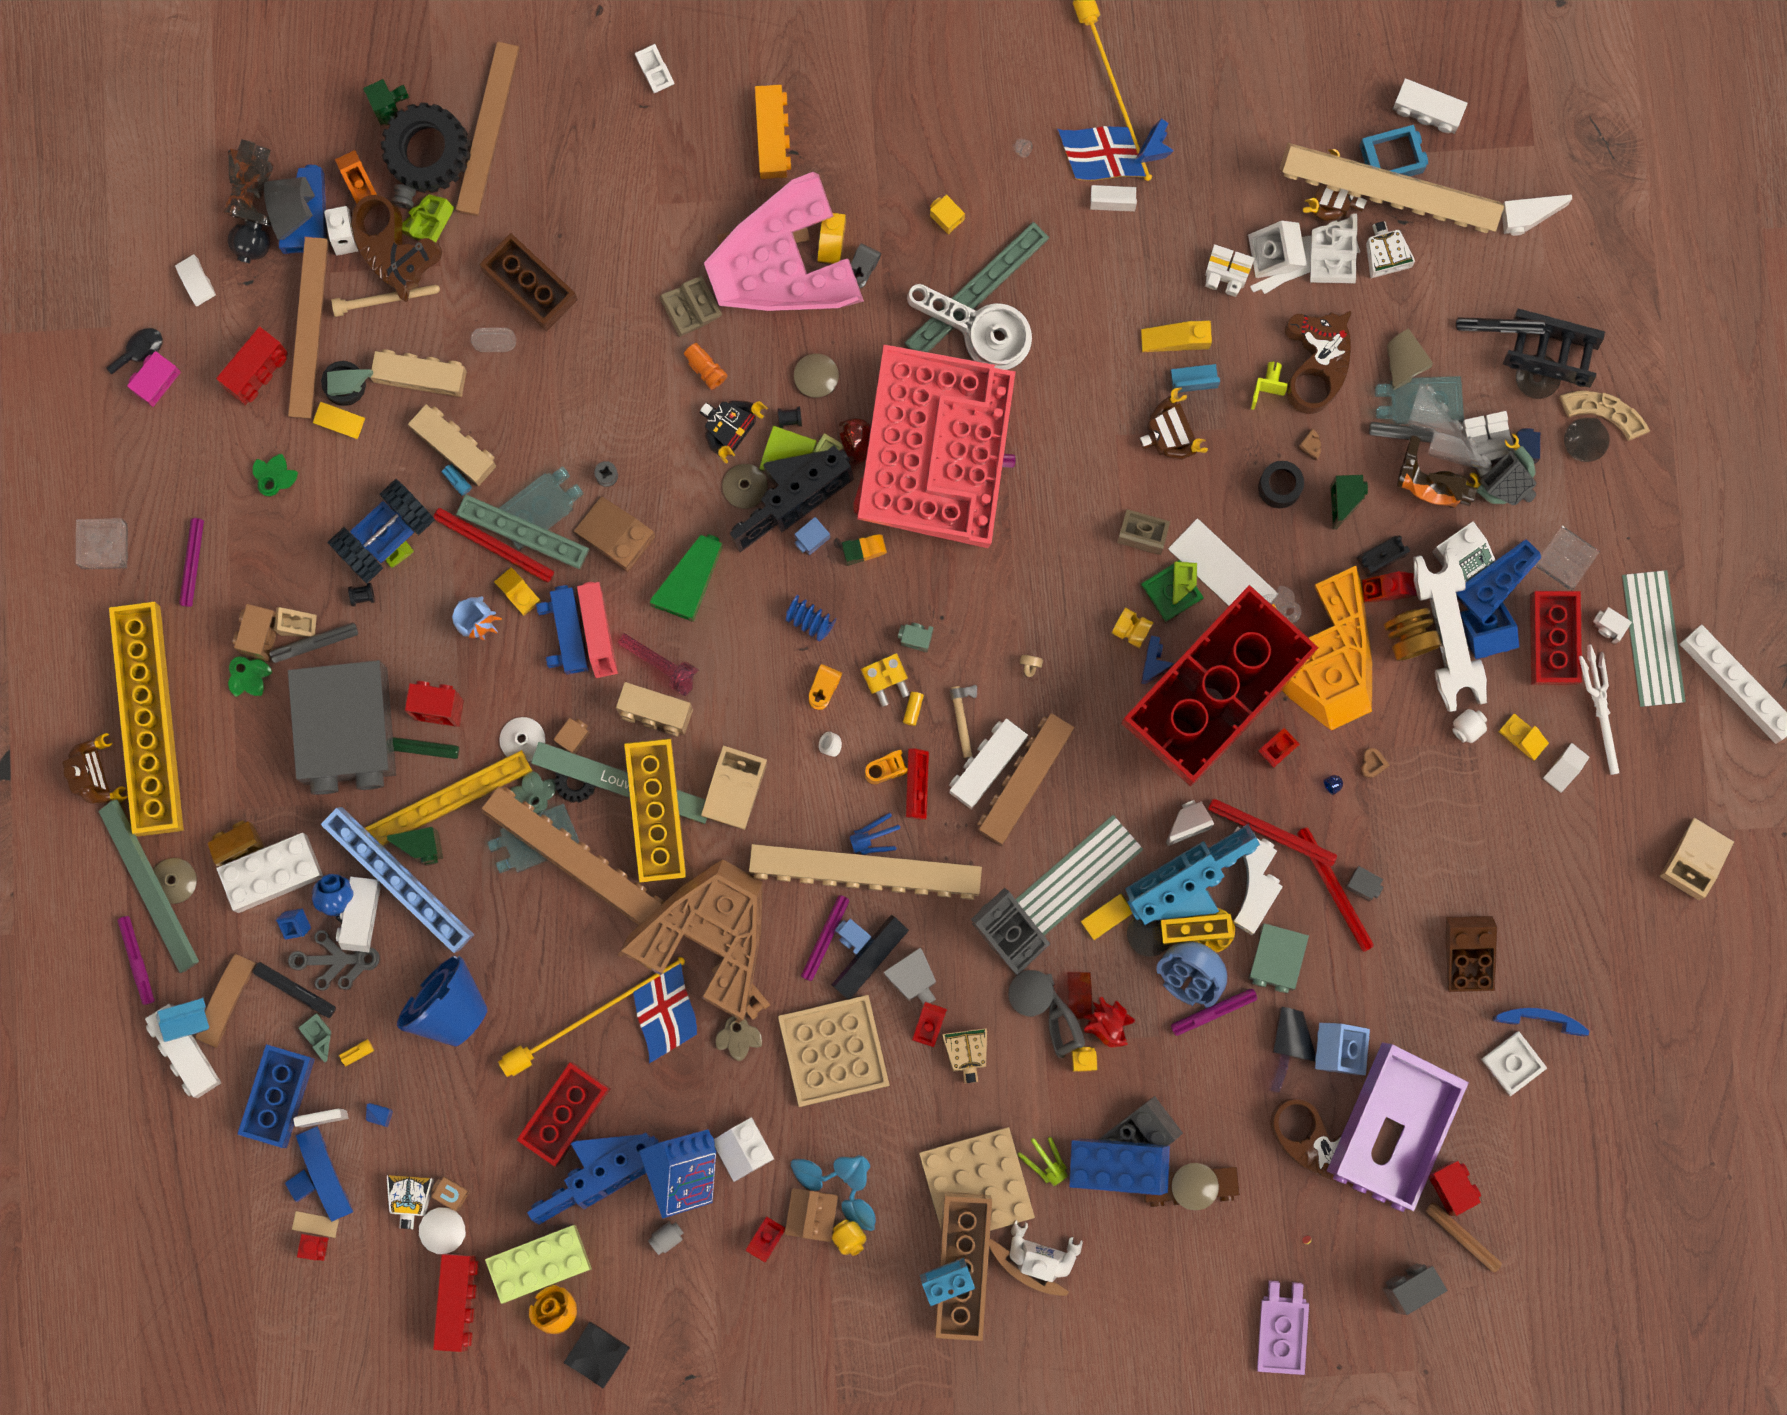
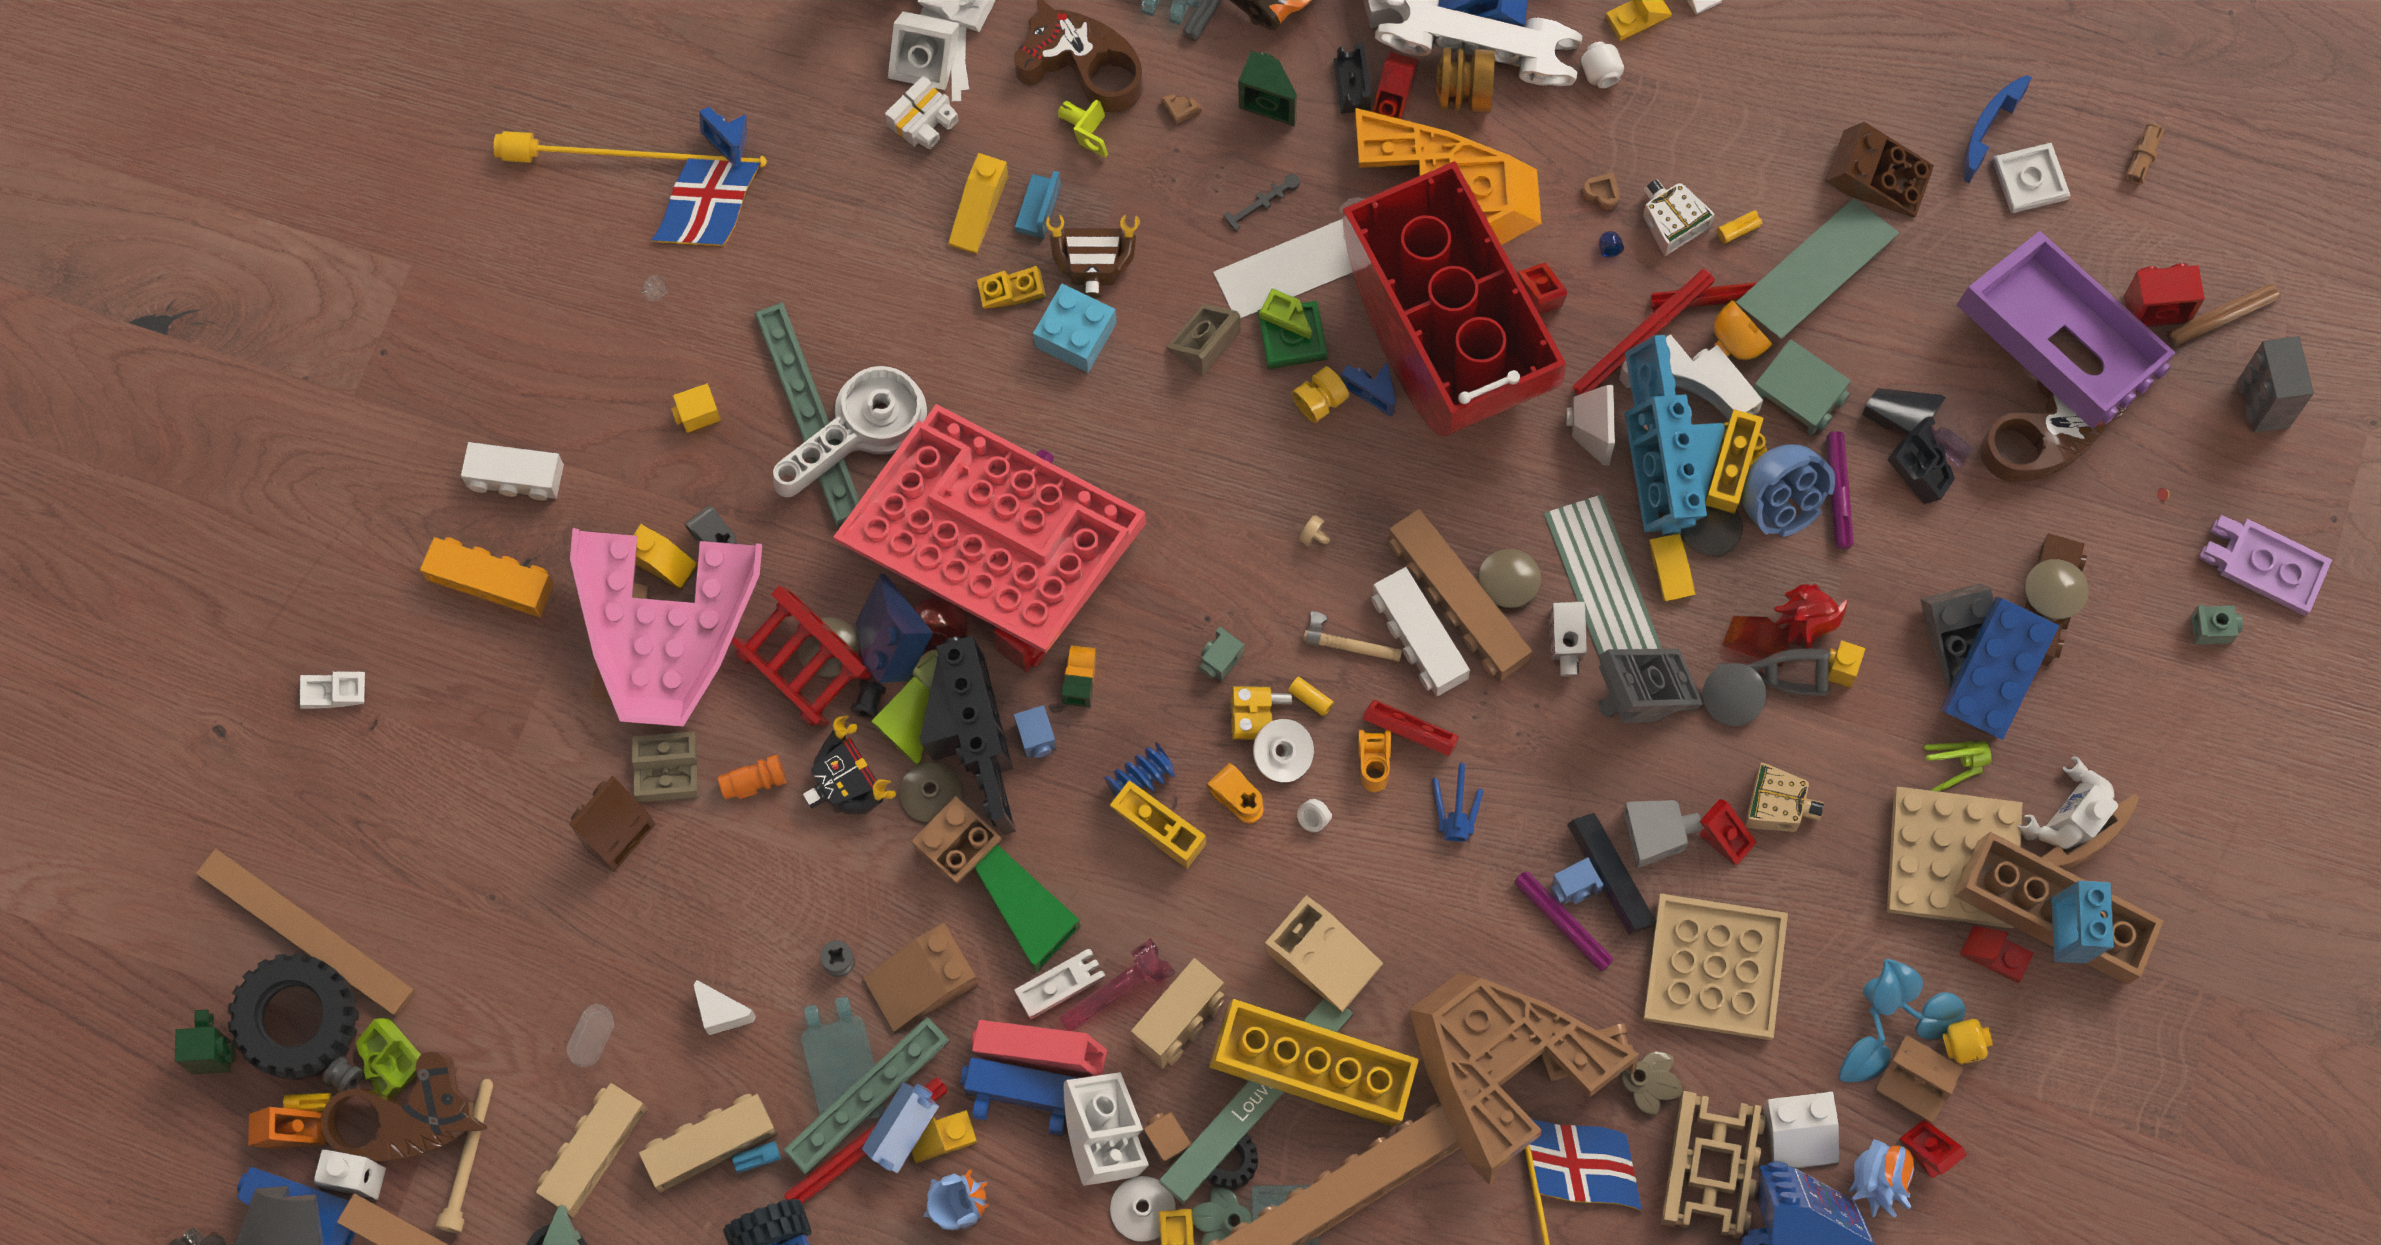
camera: 65 degrees left, 10 degrees down
(378, 182) = (308, 1102): none -> yellow piece
(508, 562) = (900, 1126): none -> medium blue brick
(528, 282) = (537, 955): reddish brown brick -> none
(540, 412) = (719, 1011): none -> white slope
(559, 691) = (1103, 1129): none -> white slope
(631, 289) = (611, 823): none -> reddish brown slope
(646, 623) = (1058, 984): none -> white hinge
(693, 1081) = (1688, 1160): none -> tan fence
(713, 516) = (955, 841): none -> medium nougat slope
(731, 1213) = (1883, 1176): none -> light blue hair
(778, 643) = (1159, 824): none -> yellow slope
(812, 377) = (830, 646): none -> red fence
(834, 412) = (890, 633): none -> dark blue slope
(851, 113) = (512, 471): none -> white brick
(864, 715) = (1297, 750): none -> white dish
(865, 870) = (1496, 835): tan brick -> none
(920, 1237) = (1995, 952): none -> red slope
(1034, 861) = (1568, 622): none -> white torso
(1053, 809) = (1510, 578): none -> dark tan dish
(1111, 441) = (1075, 328): none -> medium azure brick
(1113, 198) = (769, 210): white panel -> none
(1125, 386) = (1011, 289): none -> yellow slope
(1167, 749) = (1512, 378): none -> white hinge
(1214, 1302) = (2208, 631): none -> sand green brick
(1255, 1062) = (1923, 463): none -> black slope
(1276, 500) = (1216, 177): black piece -> none
(1287, 544) = (1291, 182): none -> dark grey piece
(1299, 899) = (1739, 334): none -> light orange cylinder
(1342, 1048) = (1942, 360): light blue slope -> none
(1365, 884) = (1748, 255): dark grey brick -> none
(1373, 820) = (1675, 215): none -> white torso
(1376, 936) = (1817, 268): none -> sand green sticker
(1385, 869) = (1738, 227): none -> yellow piece
(1567, 1138) = (2144, 153): none -> medium nougat pin

